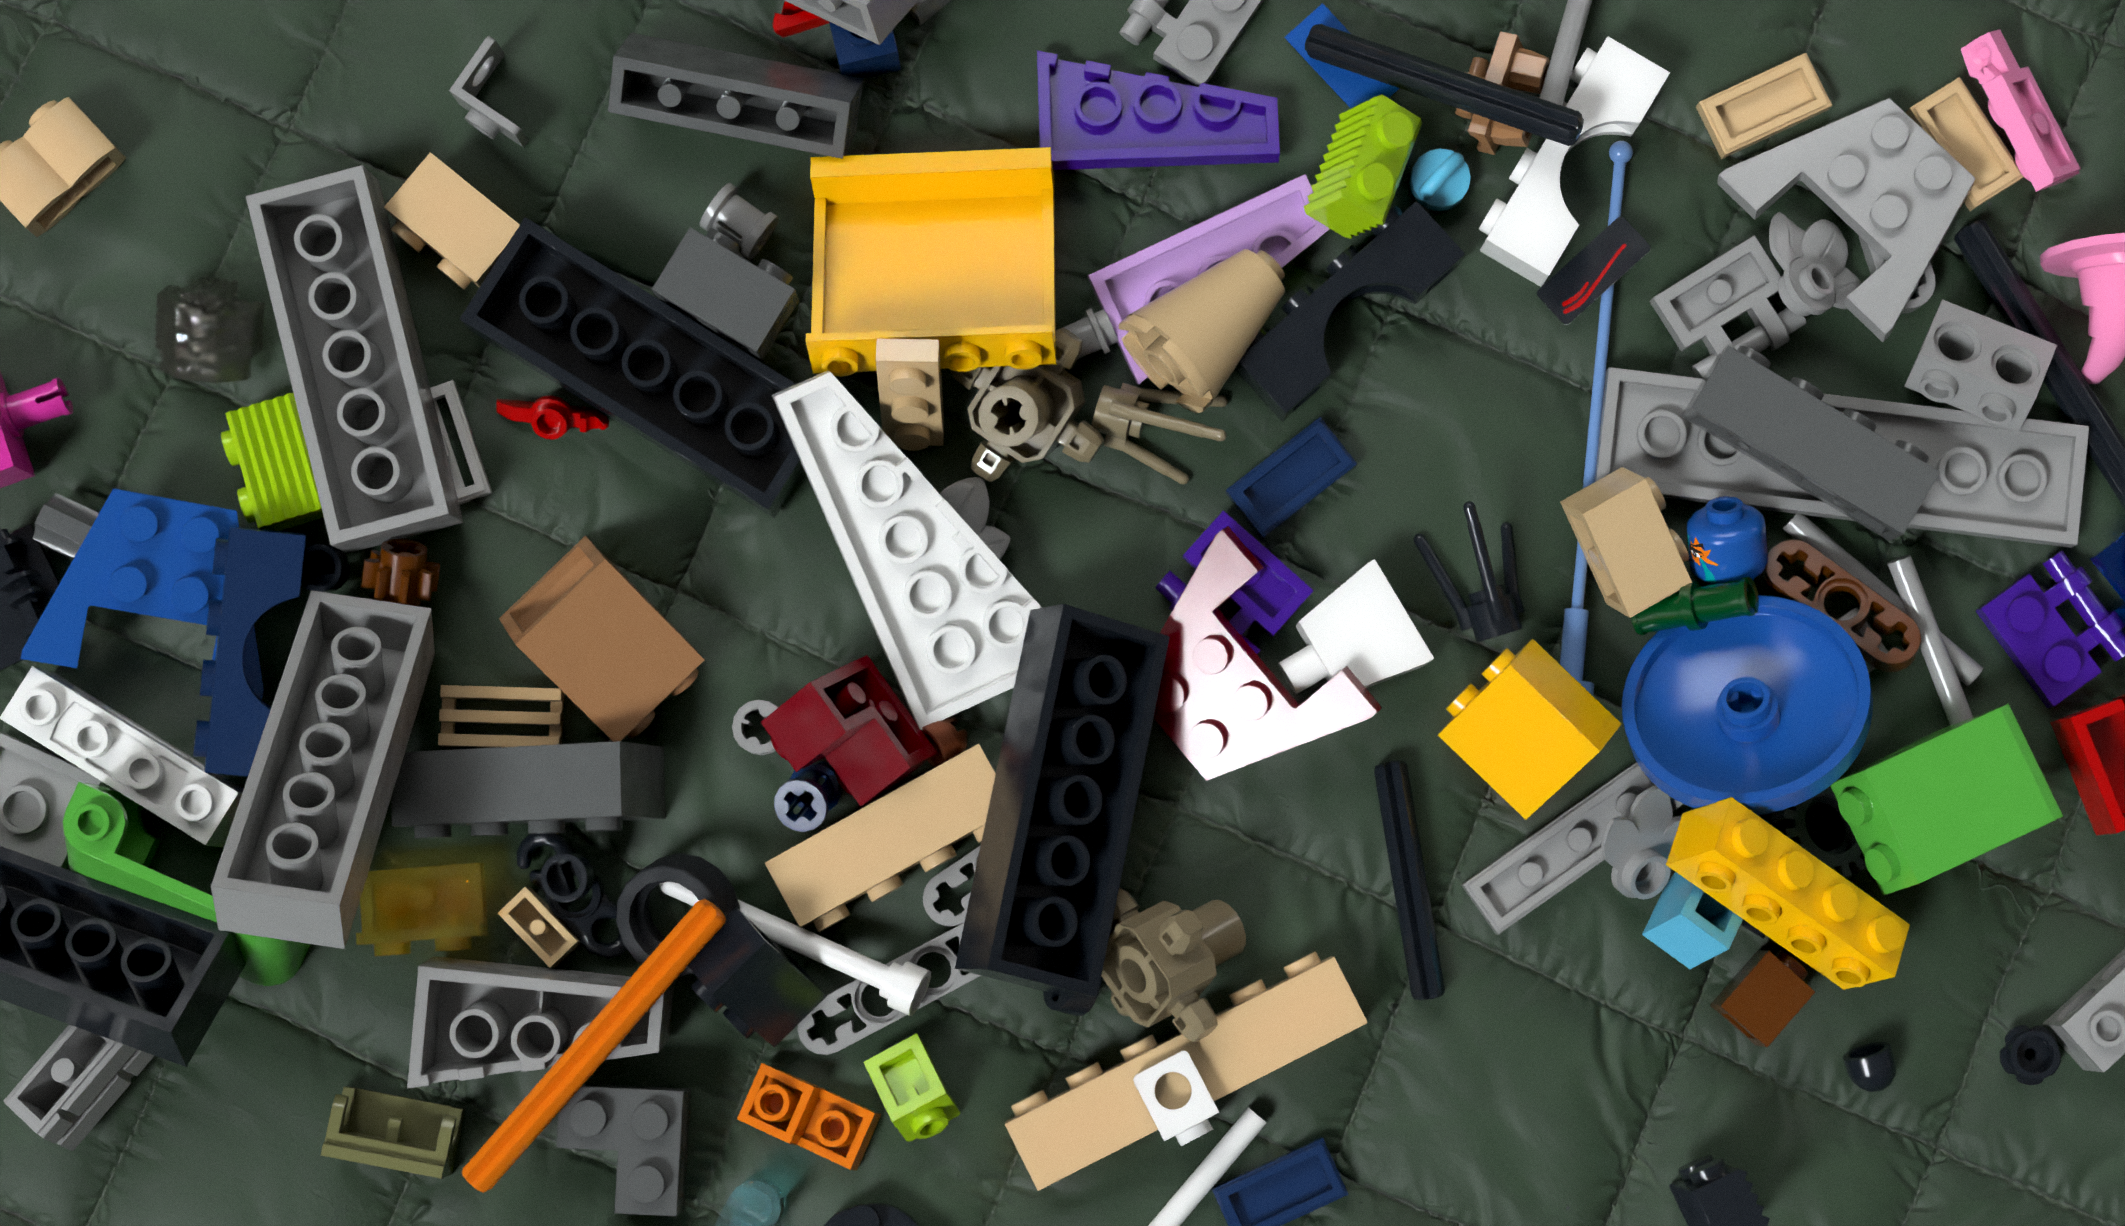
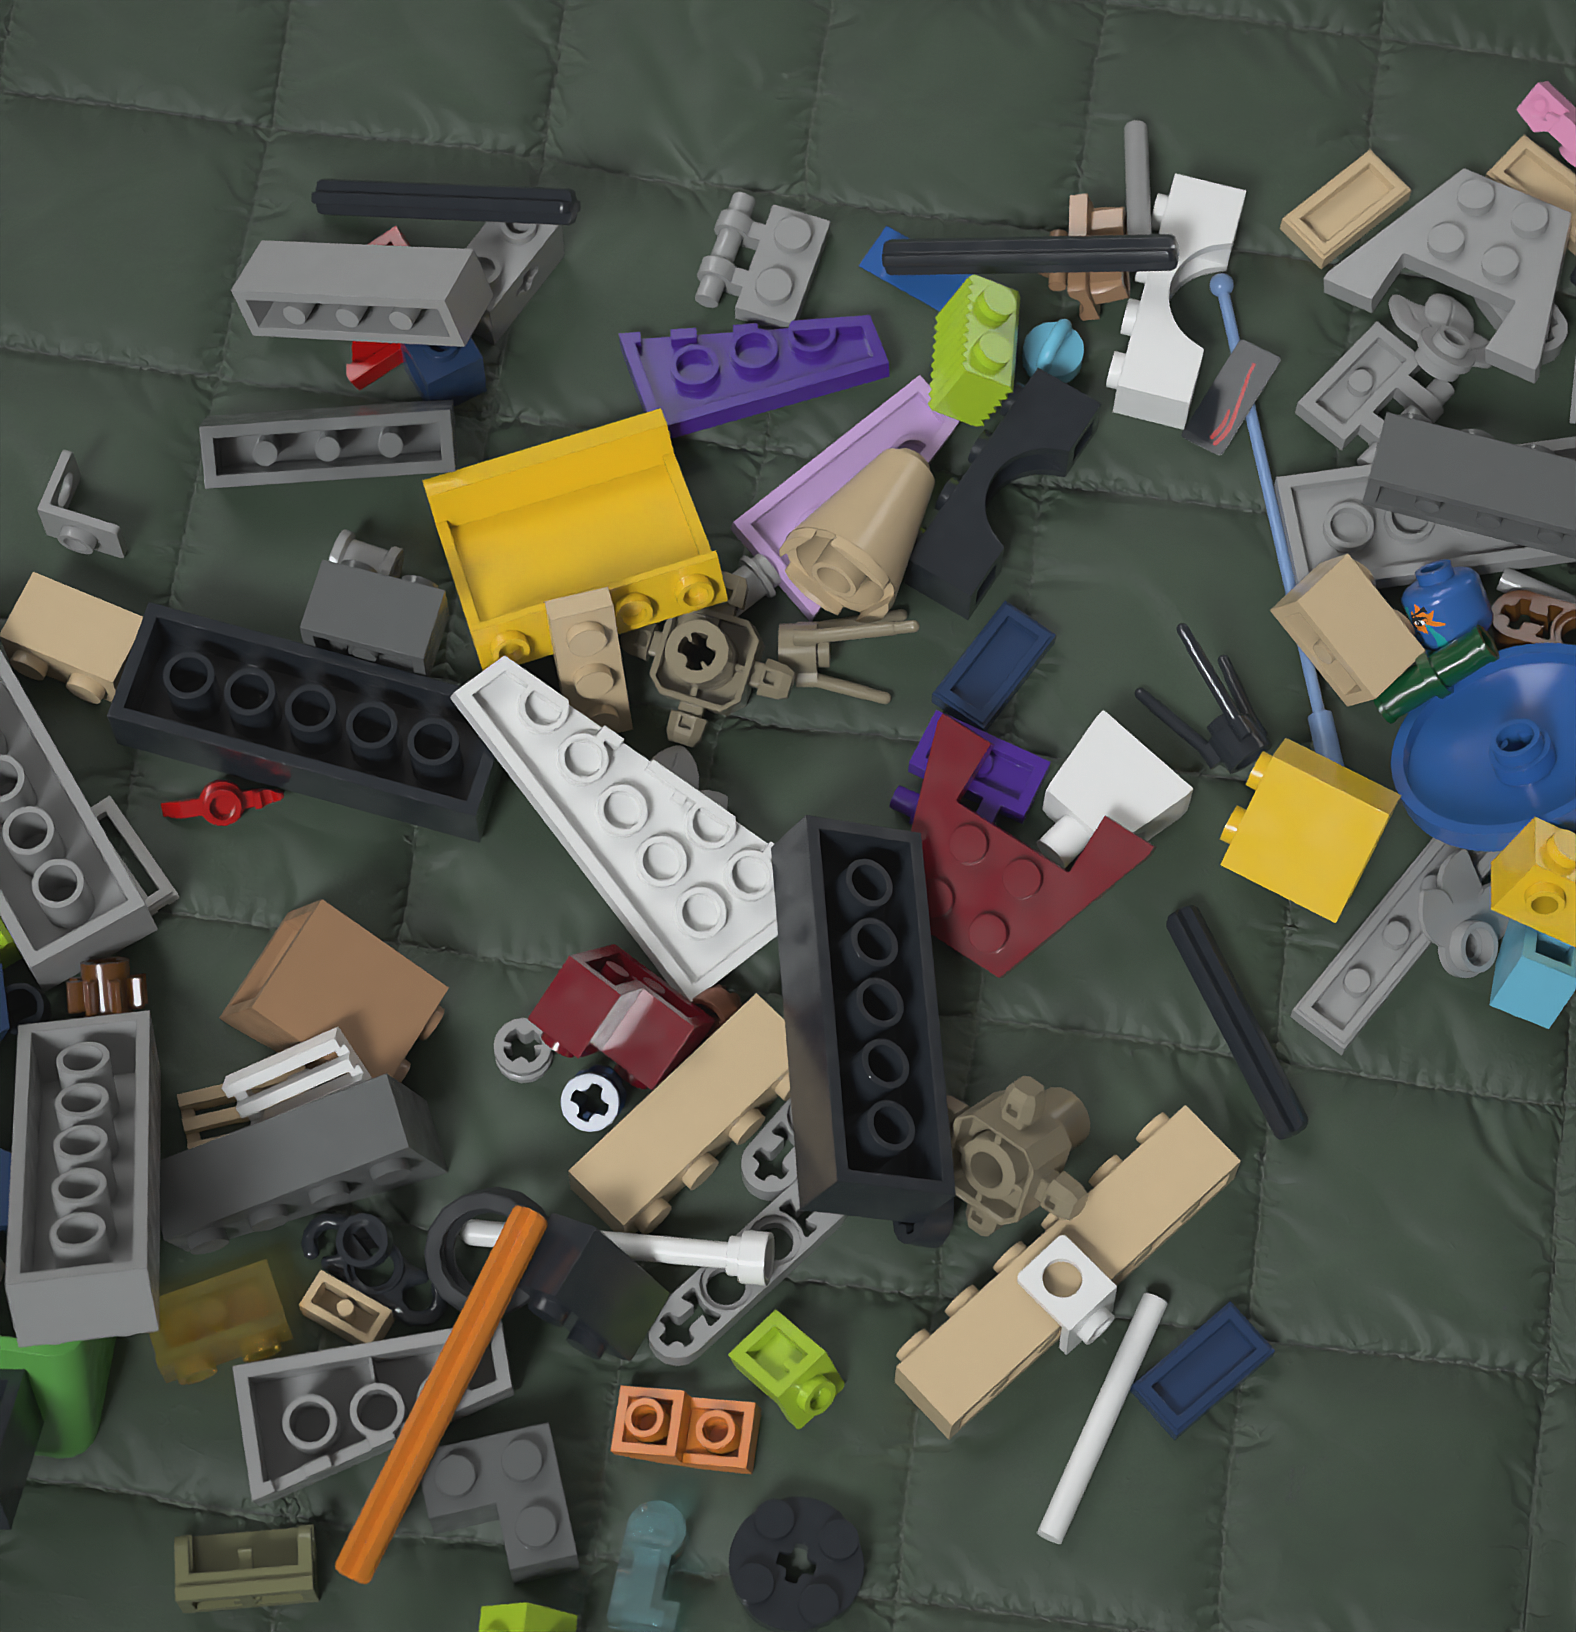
camera: 20 degrees left, 15 degrees down
(547, 723) = (253, 1105): none -> white tile

